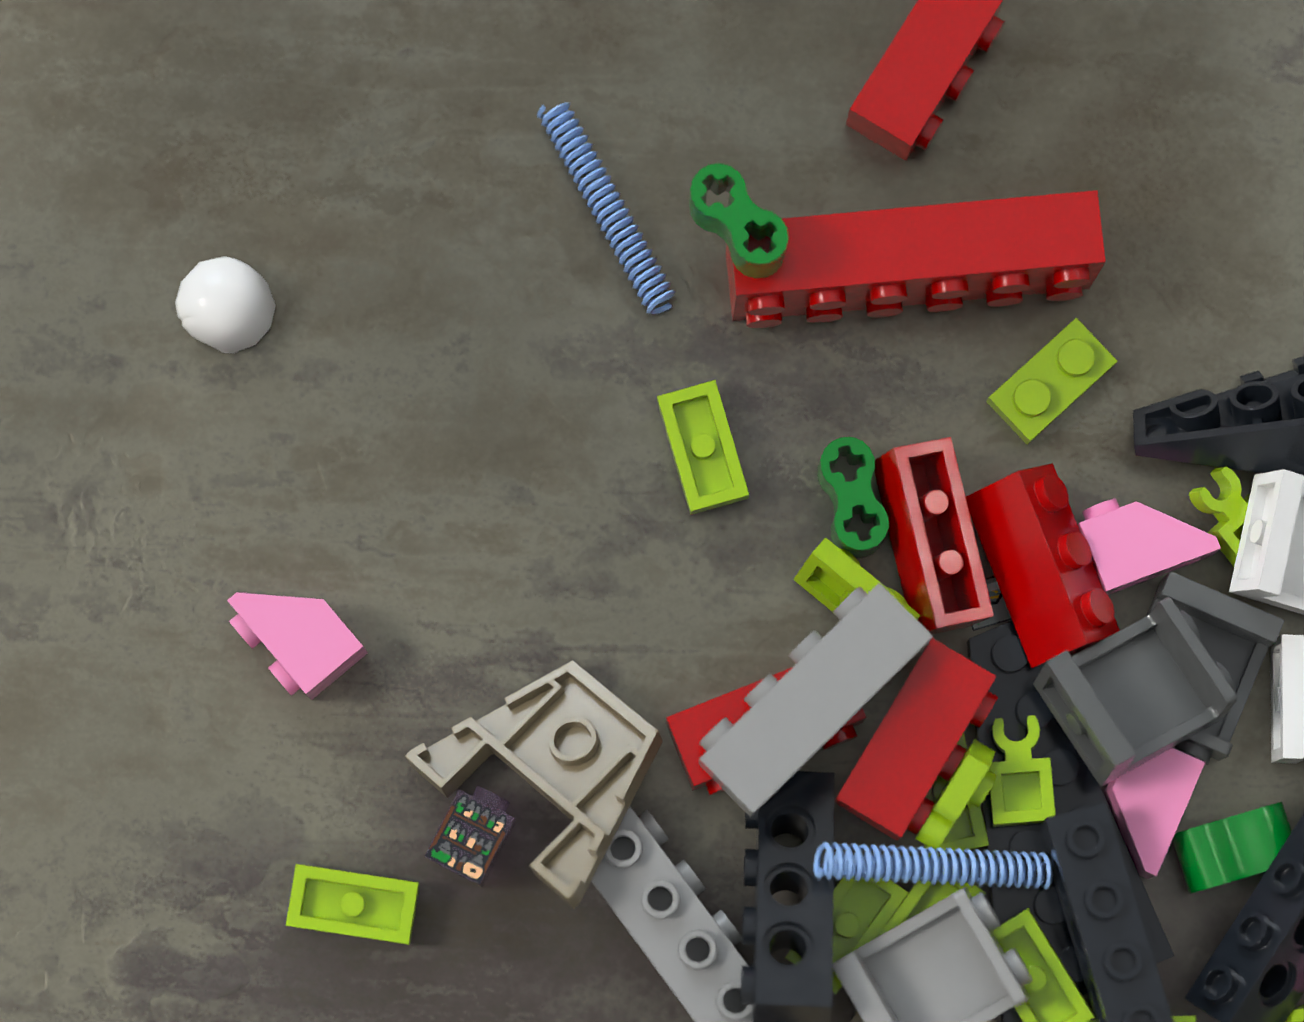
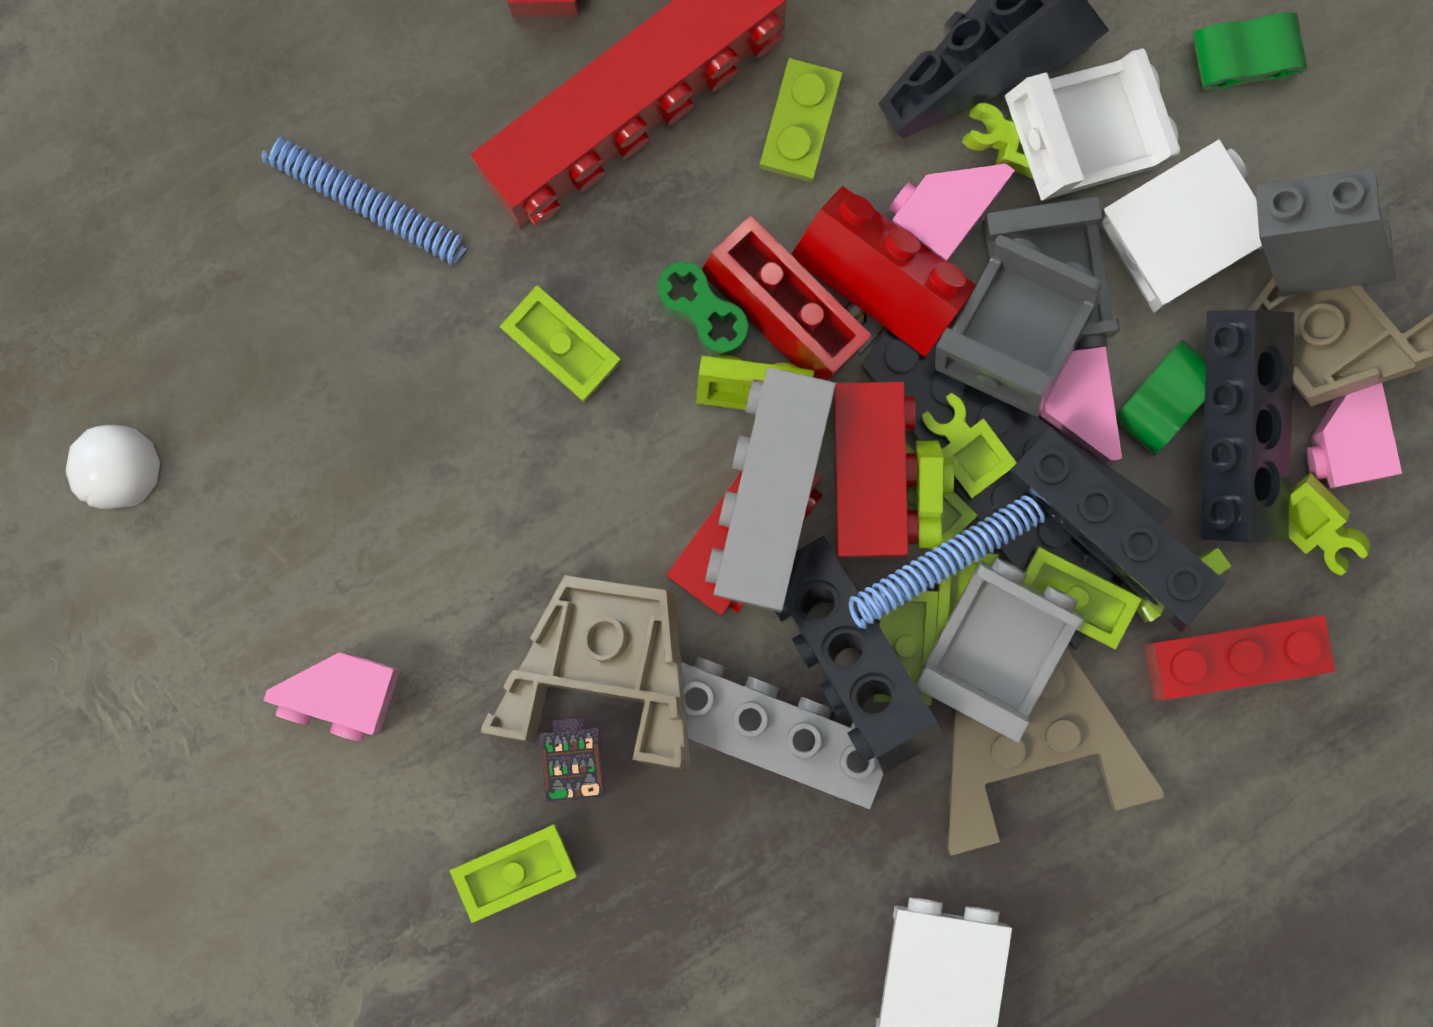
camera: 25 degrees left, 5 degrees up
(738, 220) = (475, 148): green axle -> none

